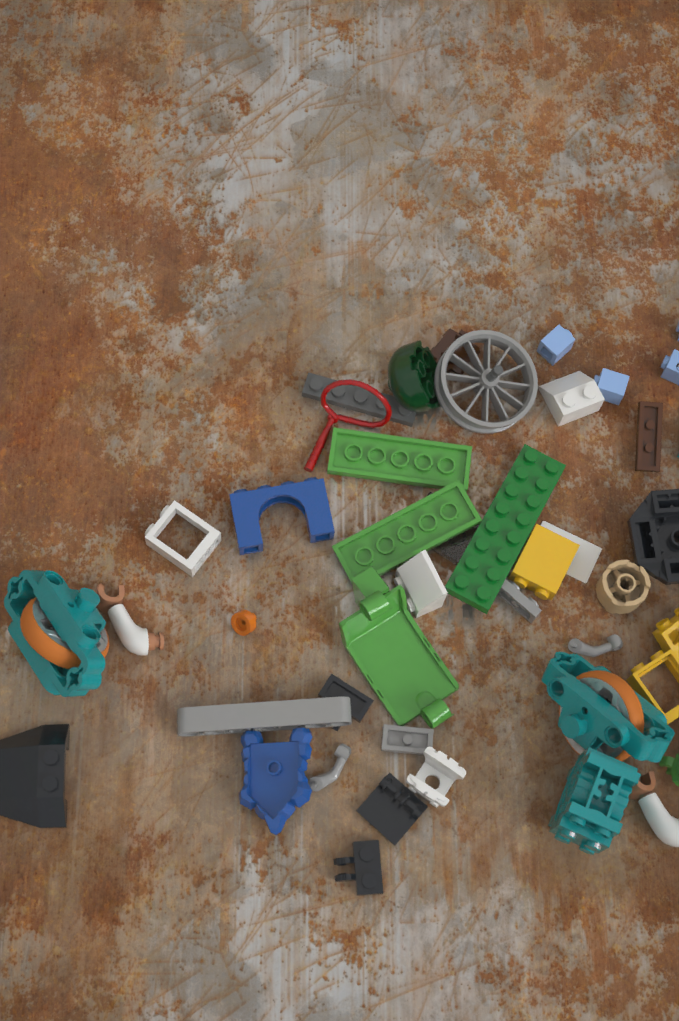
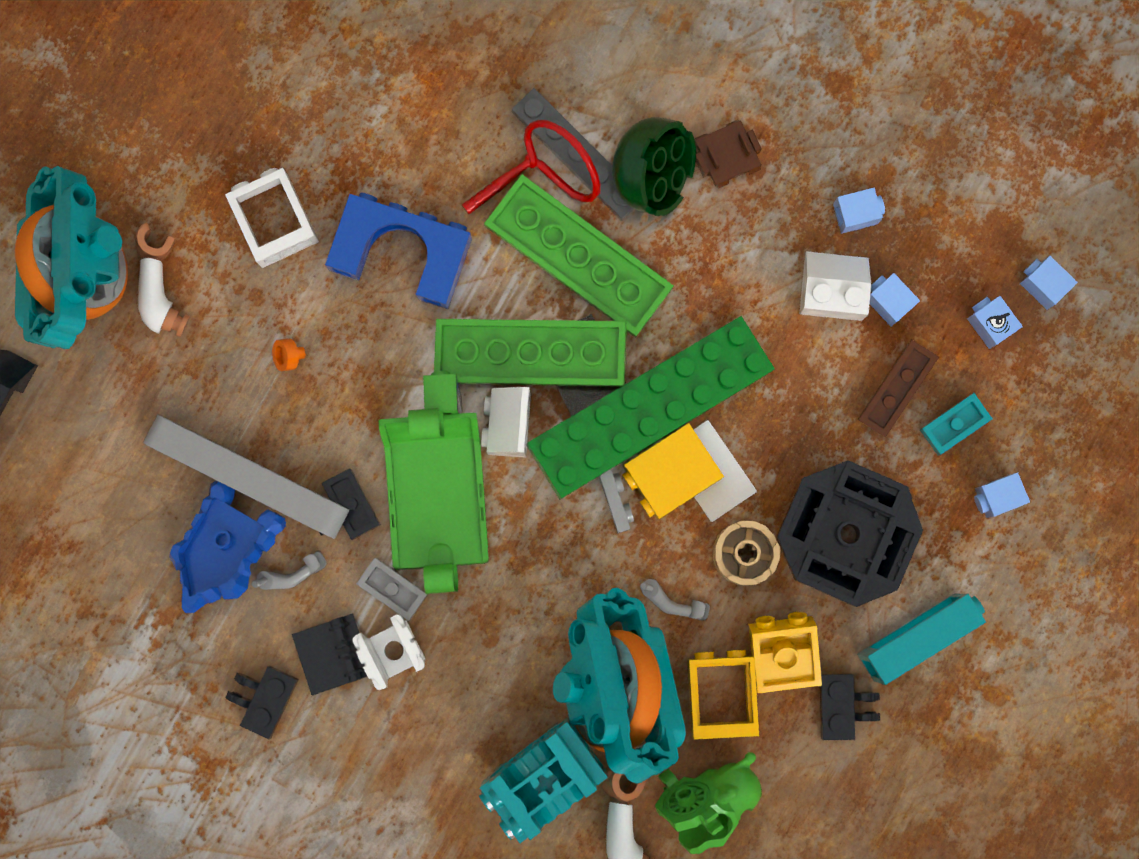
camera: 40 degrees right, 15 degrees up
(486, 381) = (738, 213): light grey wheel -> none

